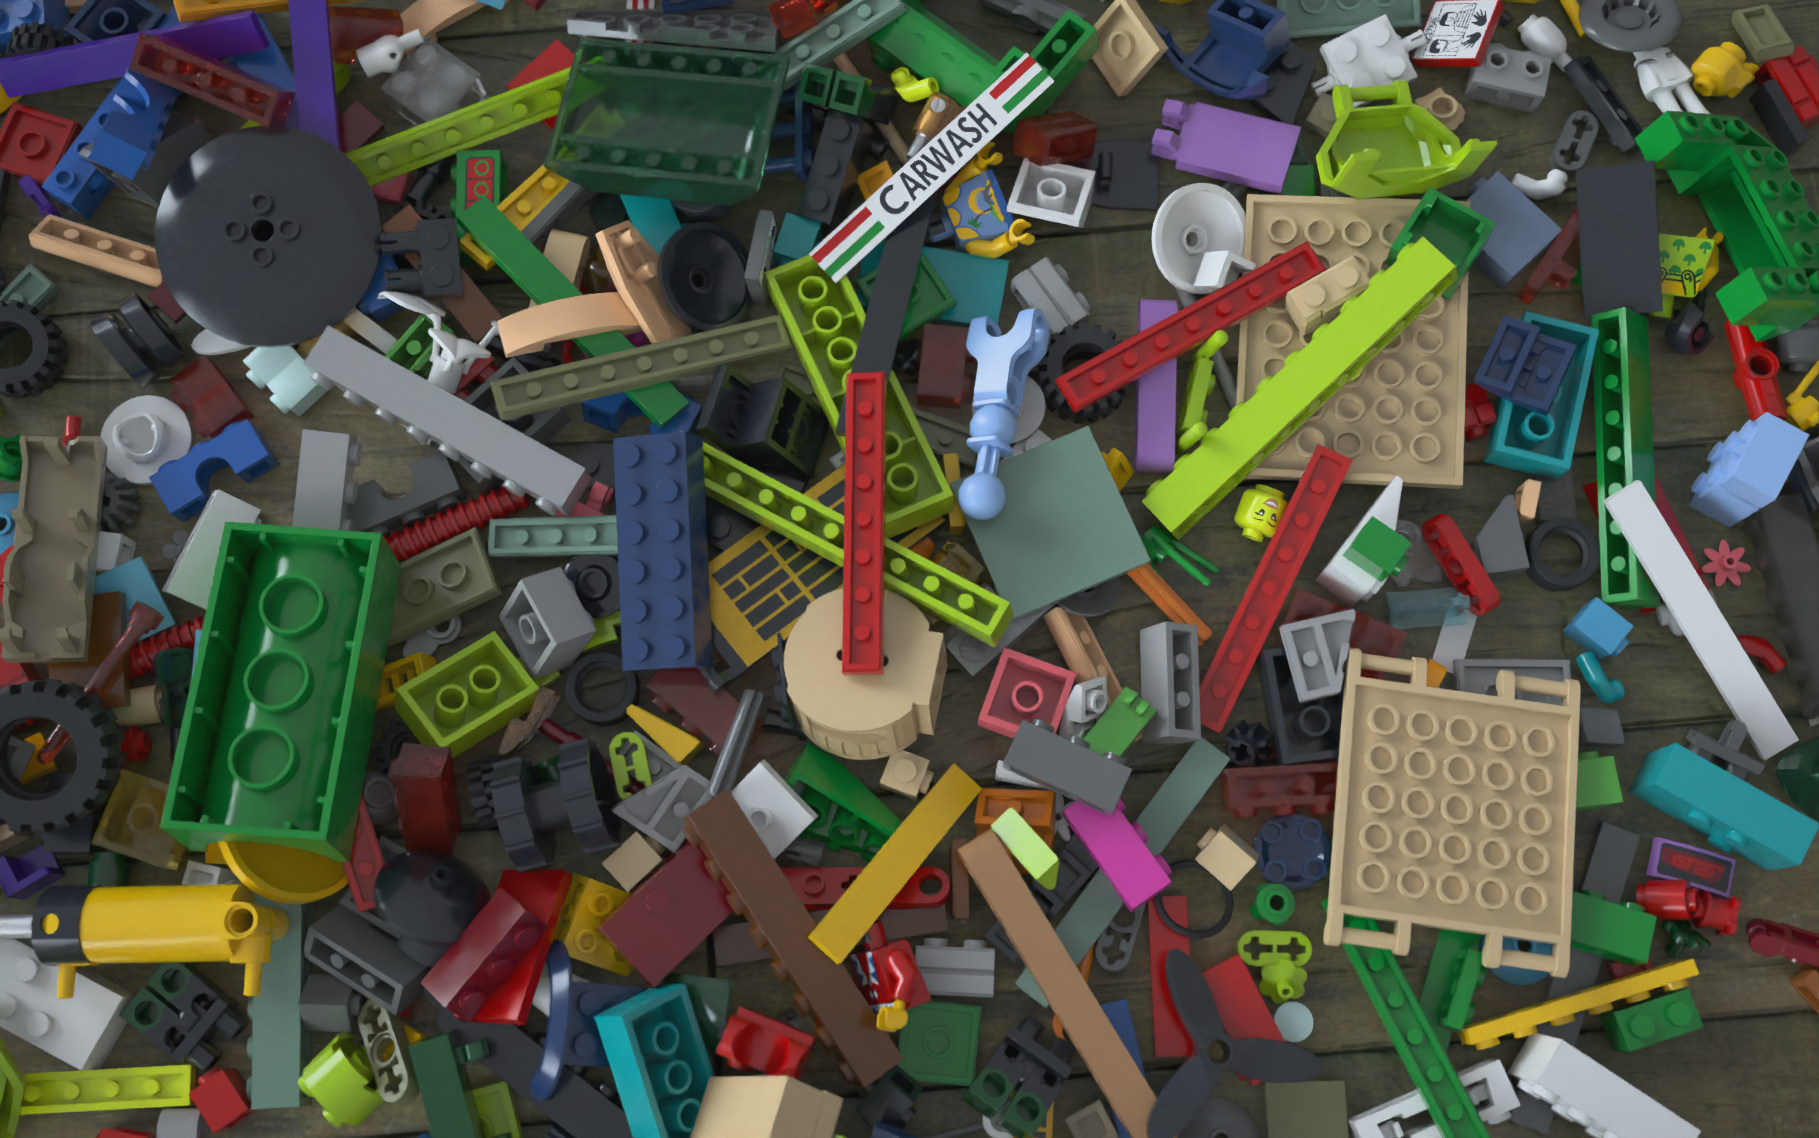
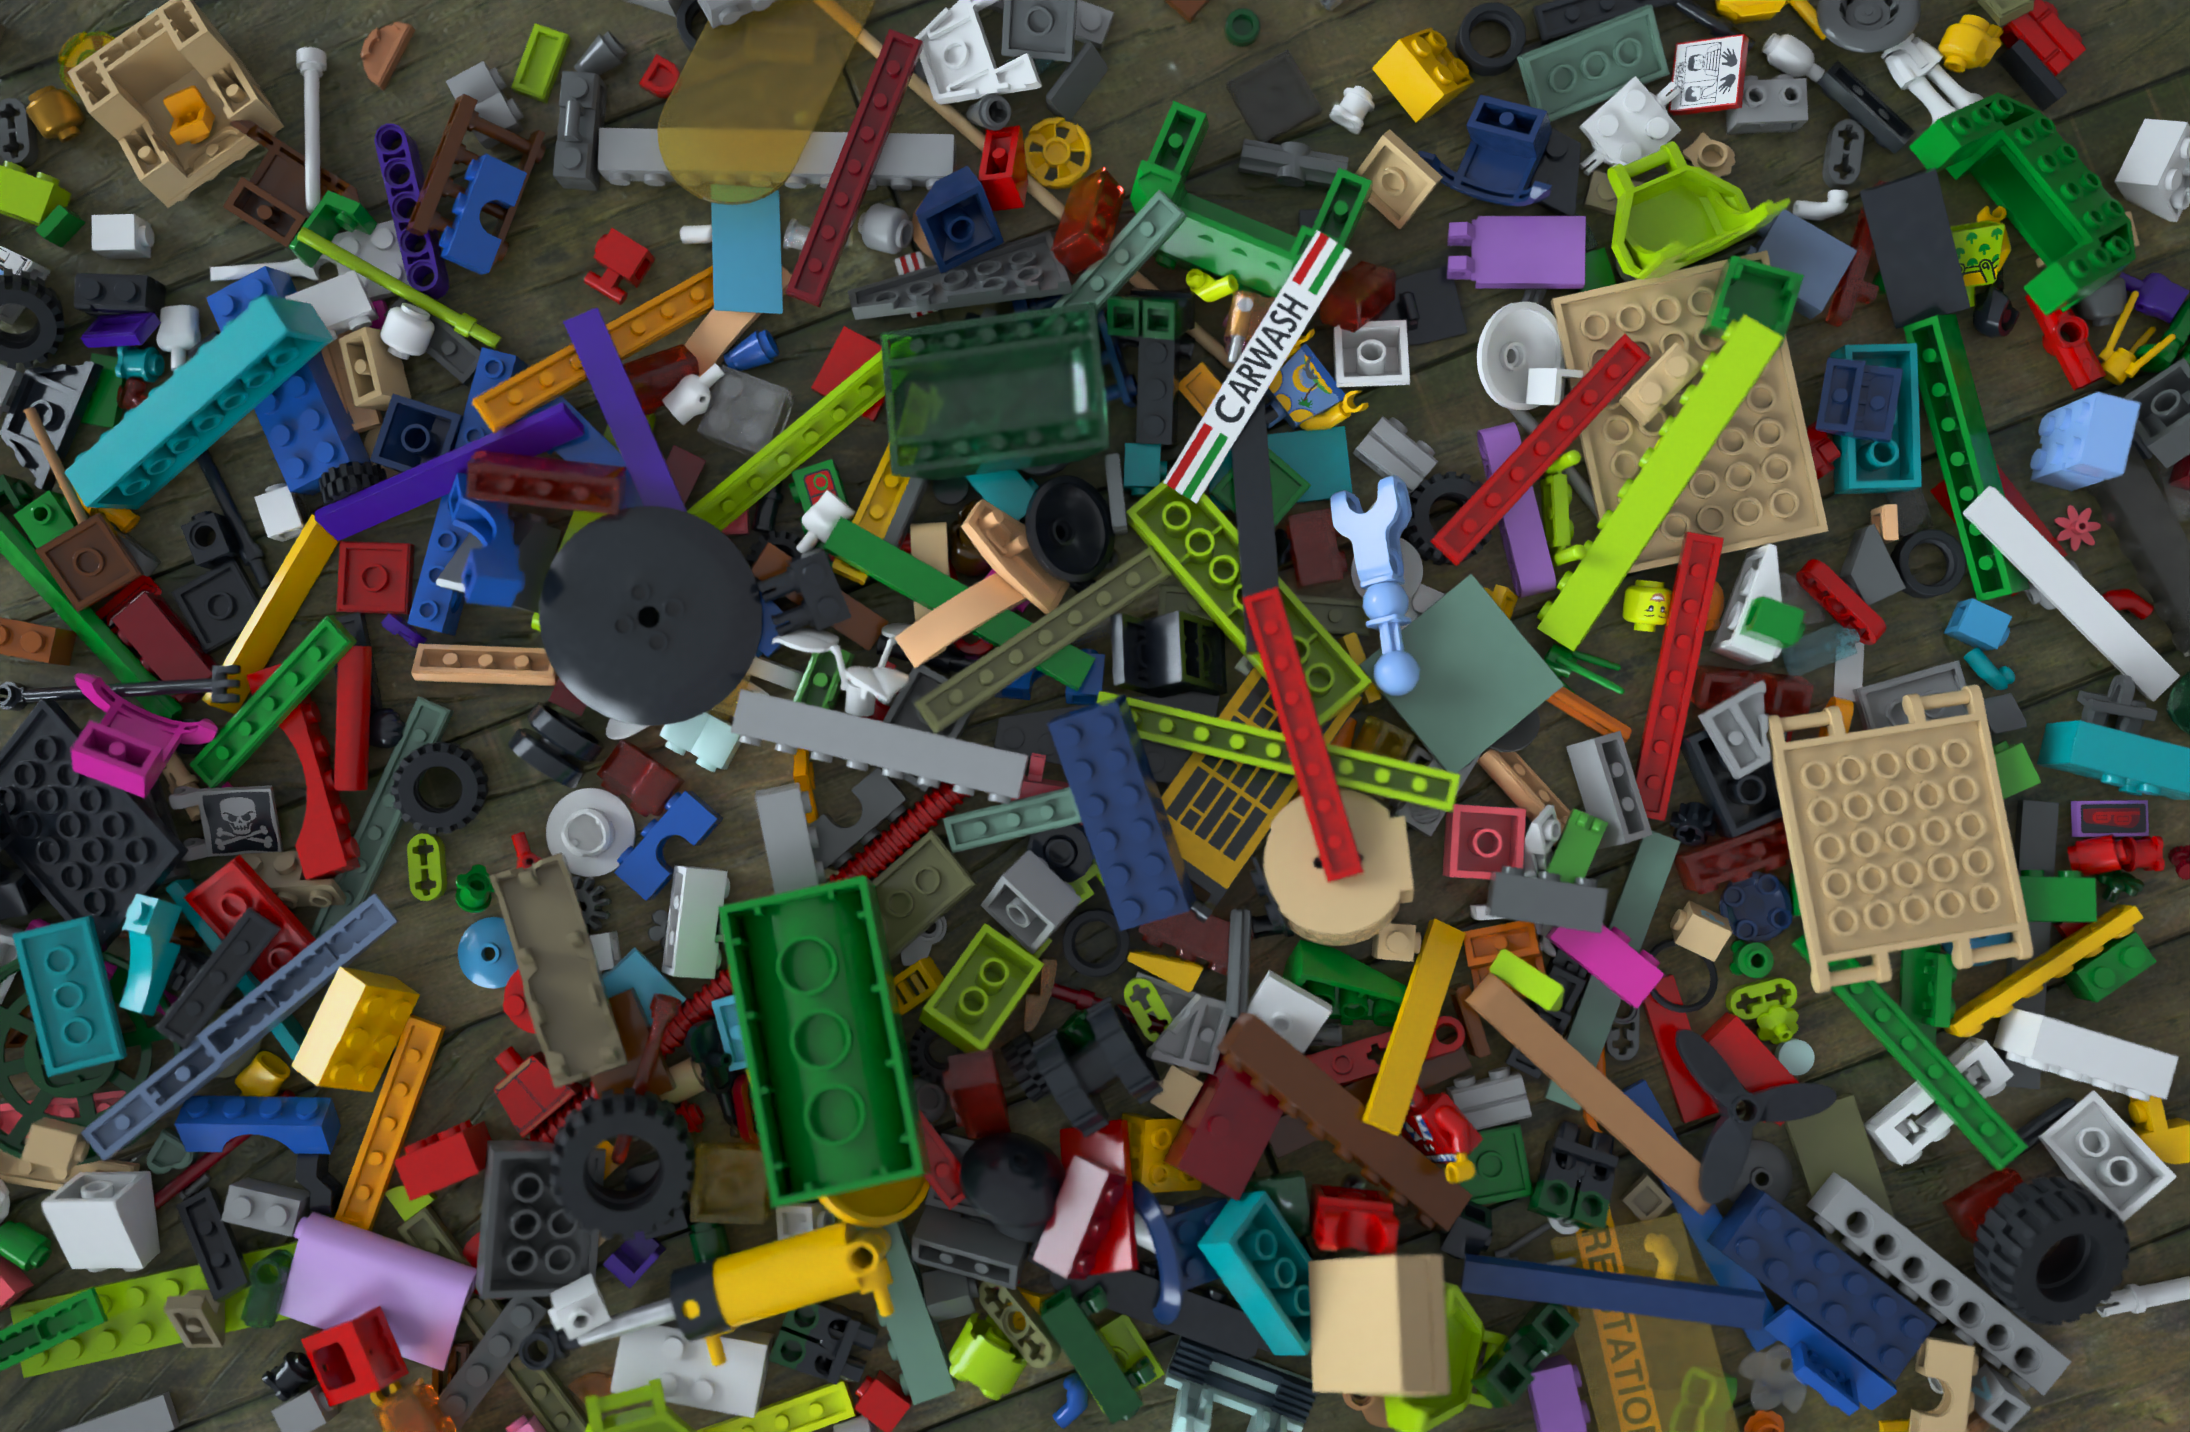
camera: 15 degrees left, 10 degrees up
(372, 444) = (804, 774): none -> light orange tile
(464, 37) = (753, 351): none -> blue cone
(469, 193) = (822, 519): none -> white piece
(1328, 535) = (1716, 608): none -> orange animal

